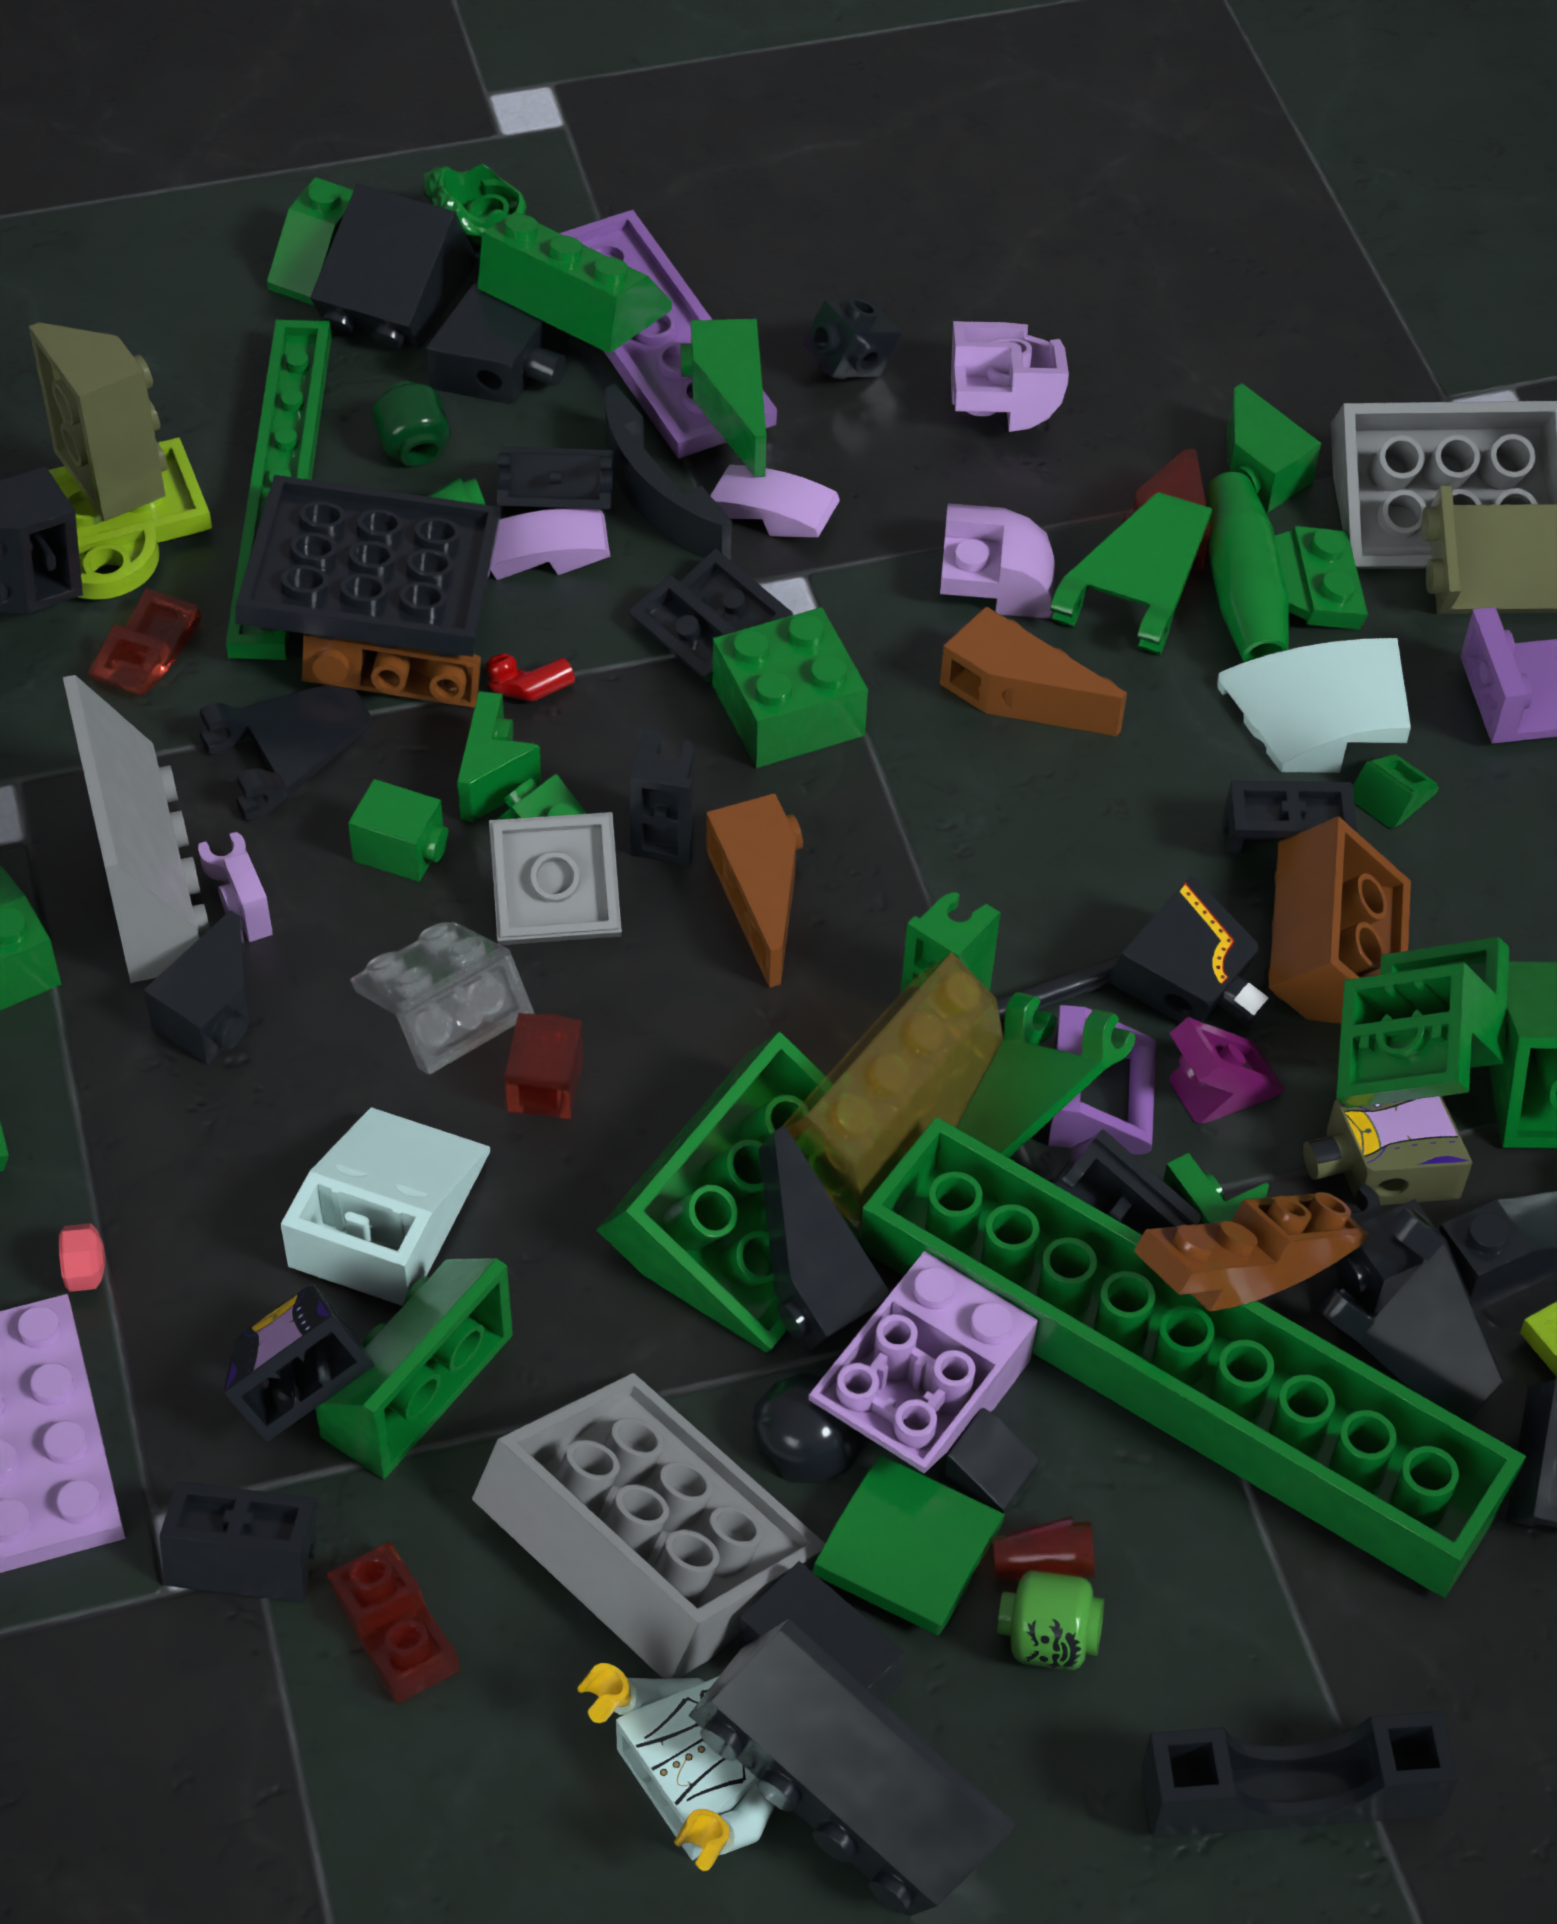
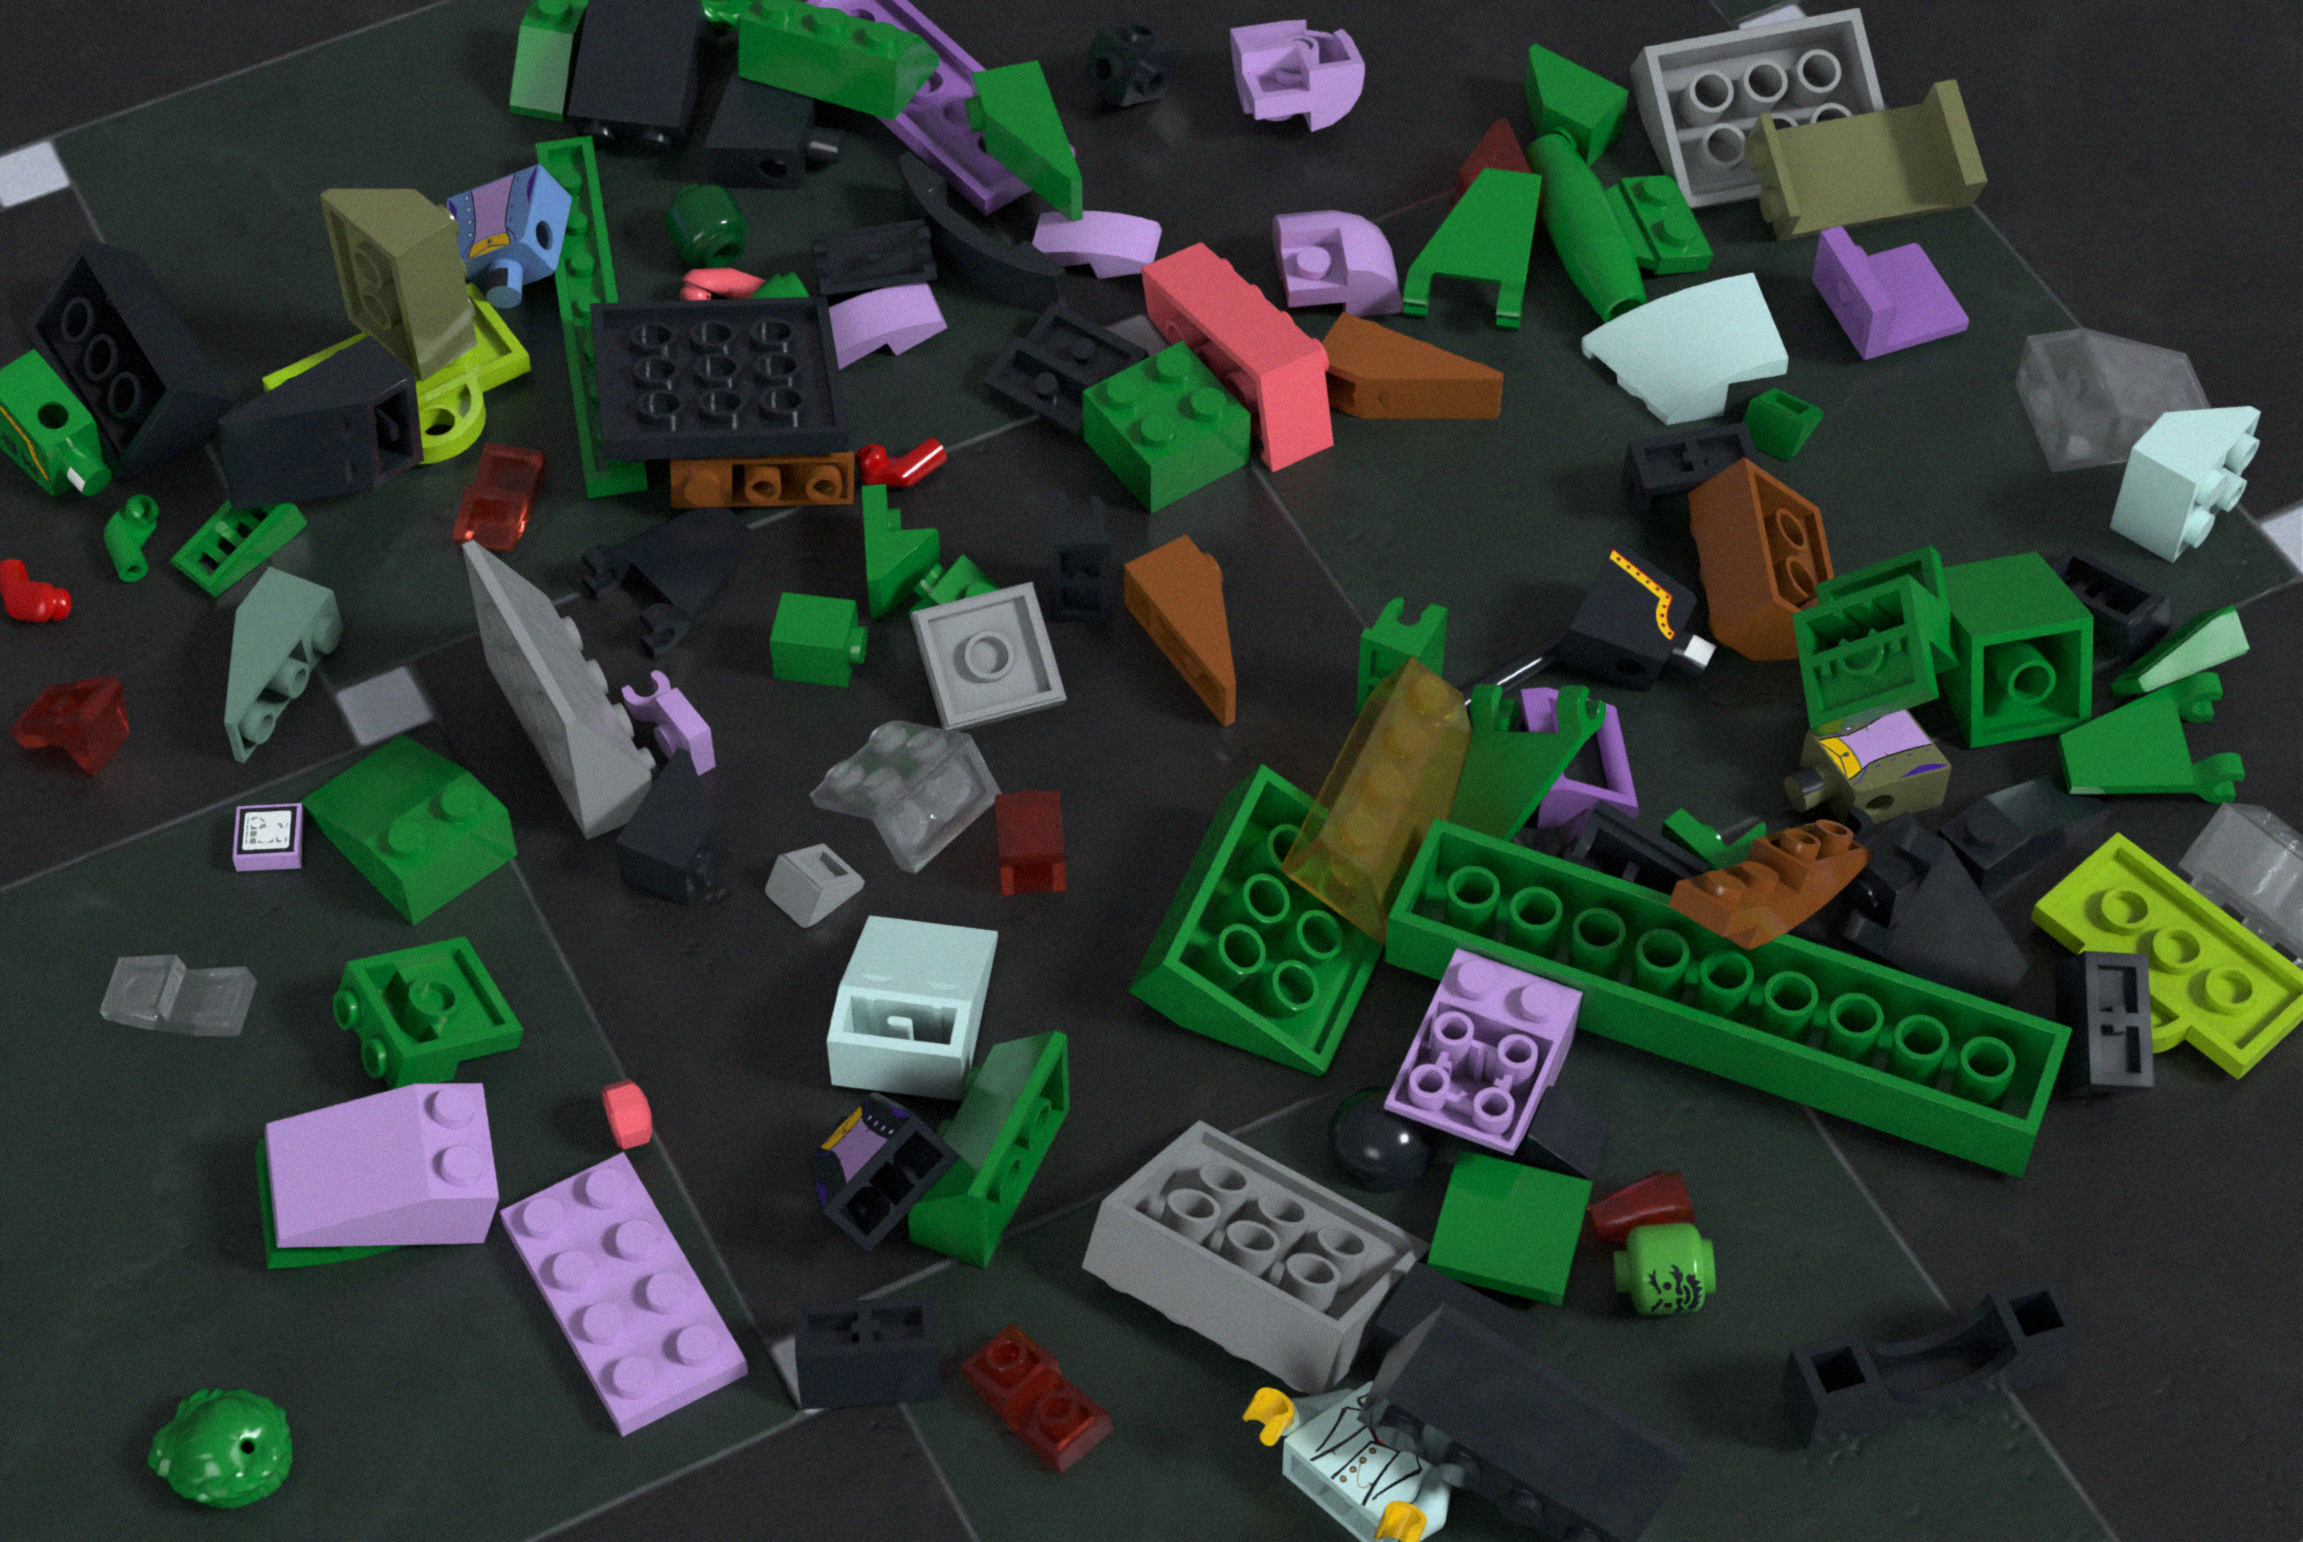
camera: 10 degrees left, 0 degrees up
(224, 397) = (511, 232): none -> medium blue torso
(328, 1065) = (811, 883): none -> light grey slope
(414, 477) = (721, 281): none -> coral arm
(814, 1256) = (1348, 971): black slope -> none
(884, 629) = (1247, 347): none -> coral wedge
(1219, 1072) = (1686, 727): magenta slope -> none

